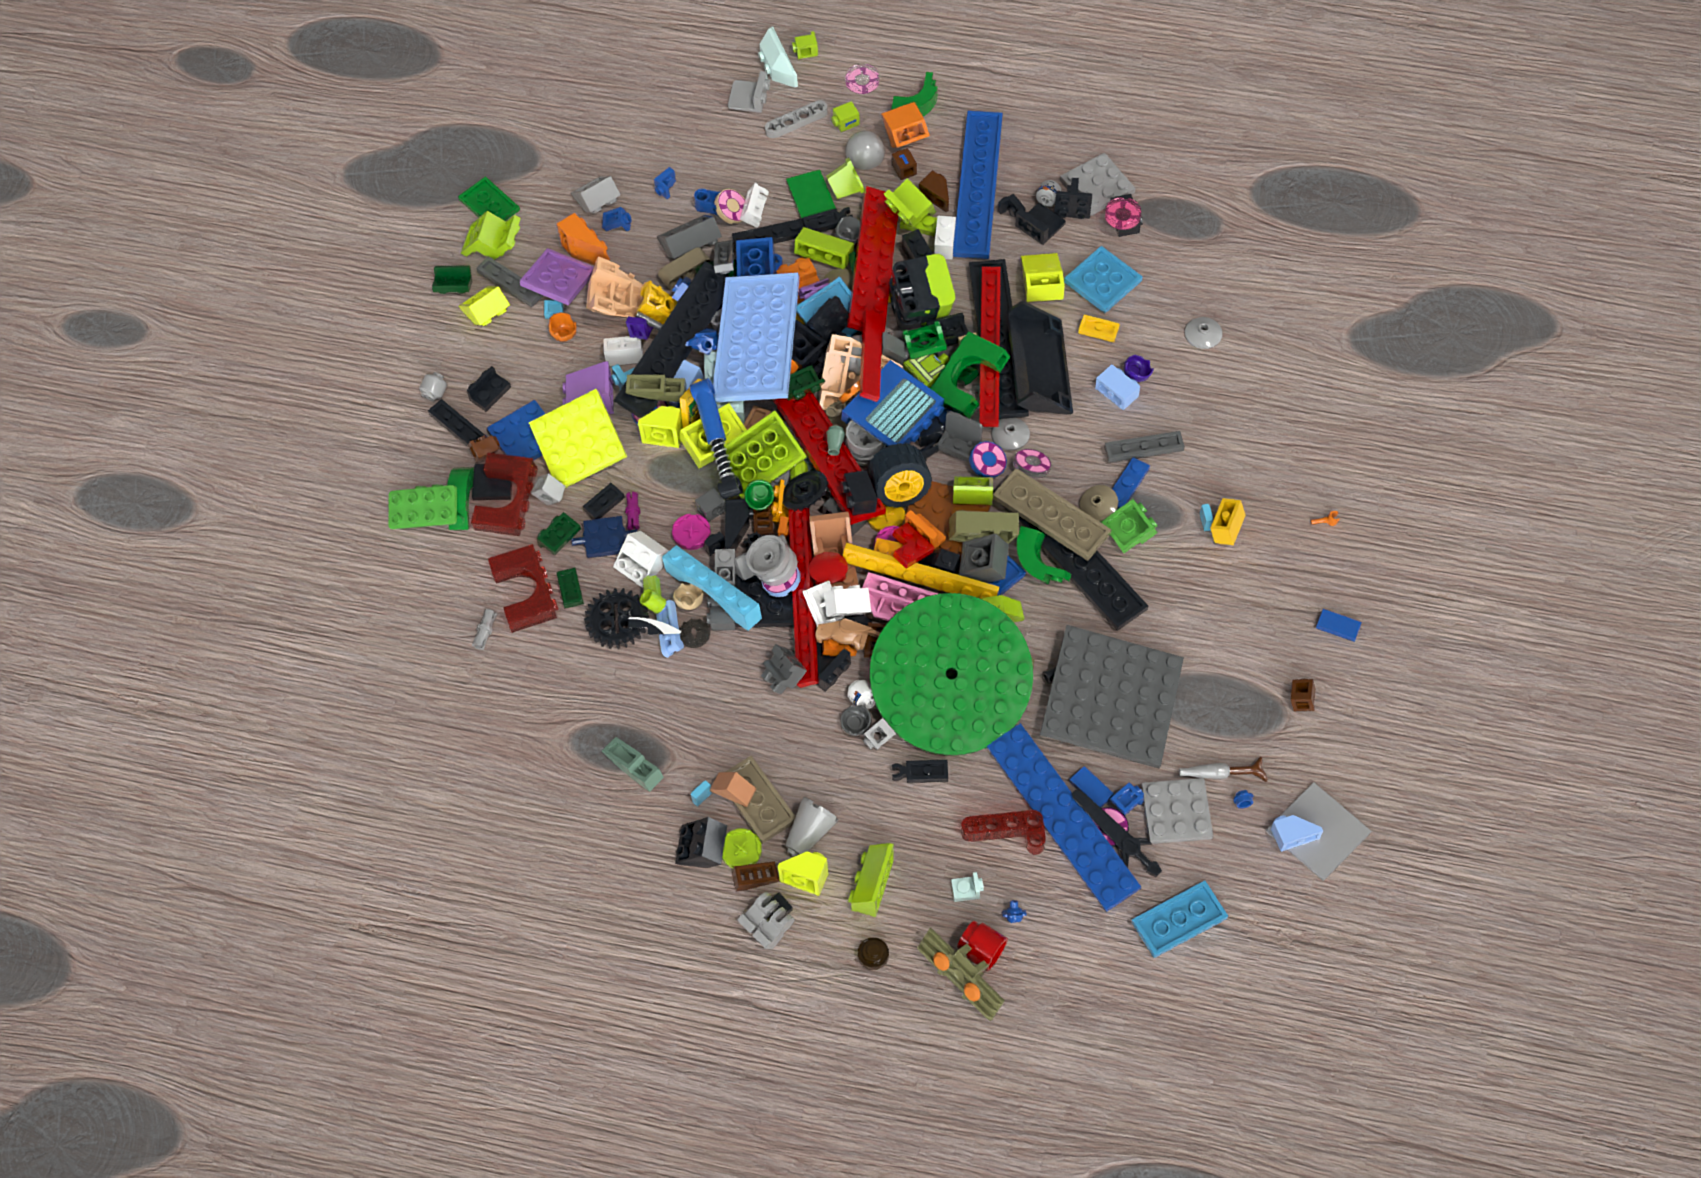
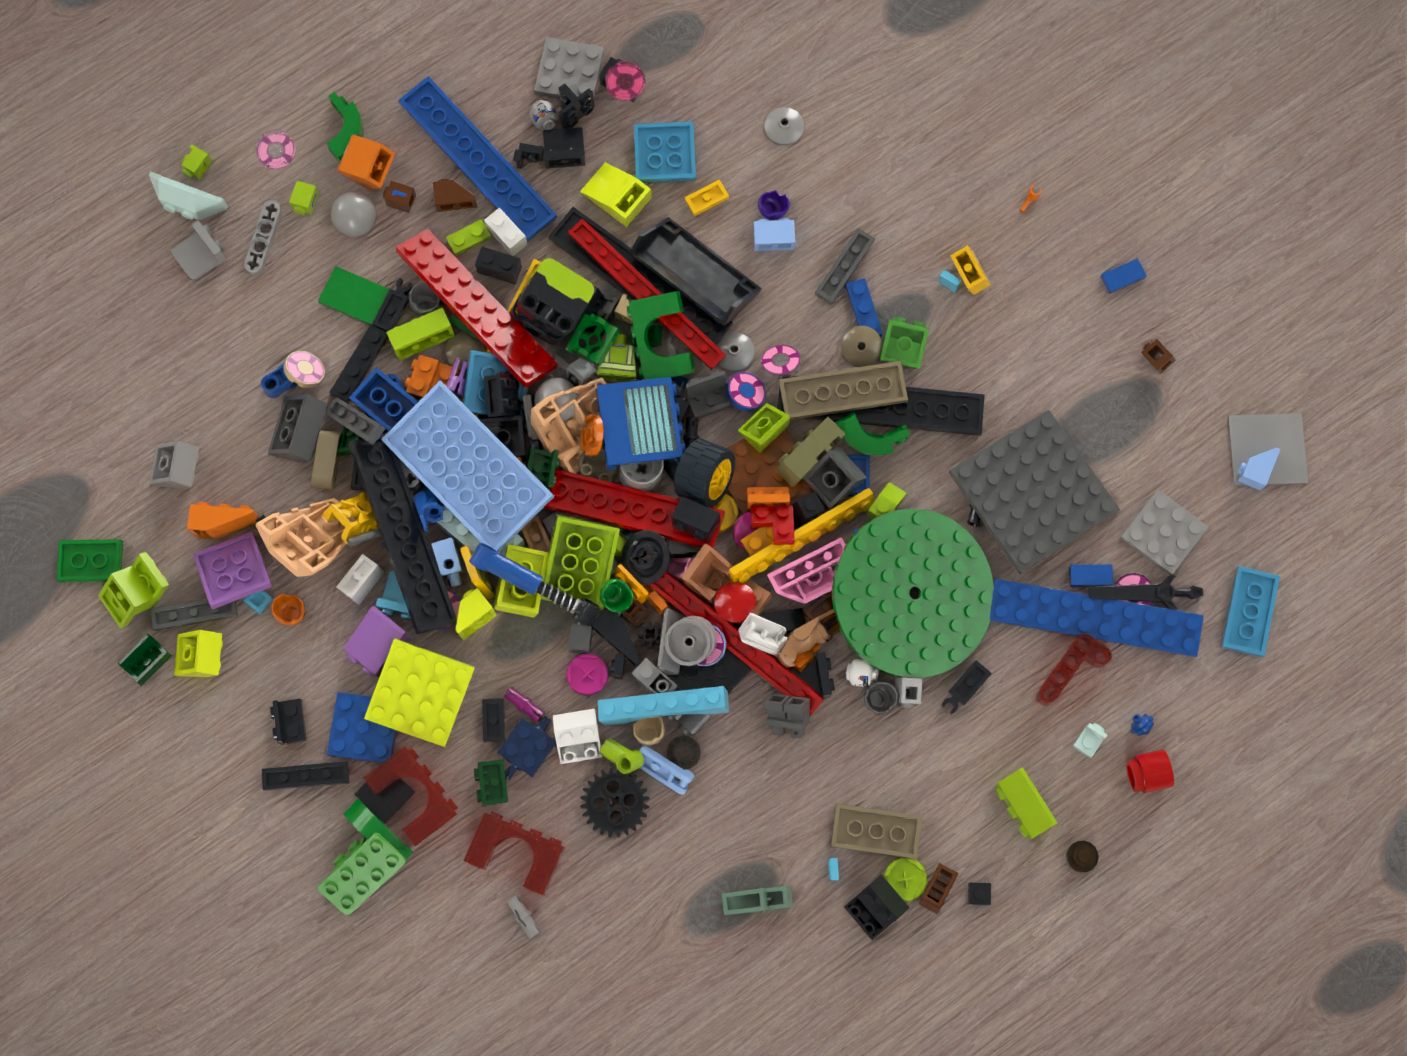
camera: 50 degrees left, 15 degrees up
(433, 386) = (241, 765): light grey head -> none
(483, 446) = (351, 775): reddish brown brick -> none
(548, 489) = (441, 756): light grey brick -> none
(570, 588) = (549, 815): dark green plate -> none
(616, 218) = (219, 471): blue bracket -> none
(638, 328) = (361, 552): dark purple bracket -> none
(654, 627) = (656, 781): sticker -> none
(656, 387) = (439, 589): olive slope -> none
(664, 182) = (220, 396): blue bracket -> none
(680, 287) = (353, 482): plate -> none
(733, 787) = (854, 843): nougat slope -> none
(754, 205) = (319, 351): white hinge -> none
(756, 921) = (997, 919): light grey legs -> none
(805, 872) = (977, 848): neon yellow slope -> none
(809, 827) = (939, 813): light grey cone -> none
(835, 438) = (621, 491): sand green cone -> none
(845, 180) = (371, 257): lime container -> none
(847, 601) = (781, 615): white brick -> none
(871, 355) = (580, 396): red tile -> none
(909, 203) = (452, 231): lime bracket -> none
(962, 973) = (1162, 808): olive piece -> none
(1128, 798) = (1127, 558): blue bracket -> none
(1222, 770) = (1164, 470): light grey piece -> none
(1243, 799) = (1199, 477): blue plate -> none

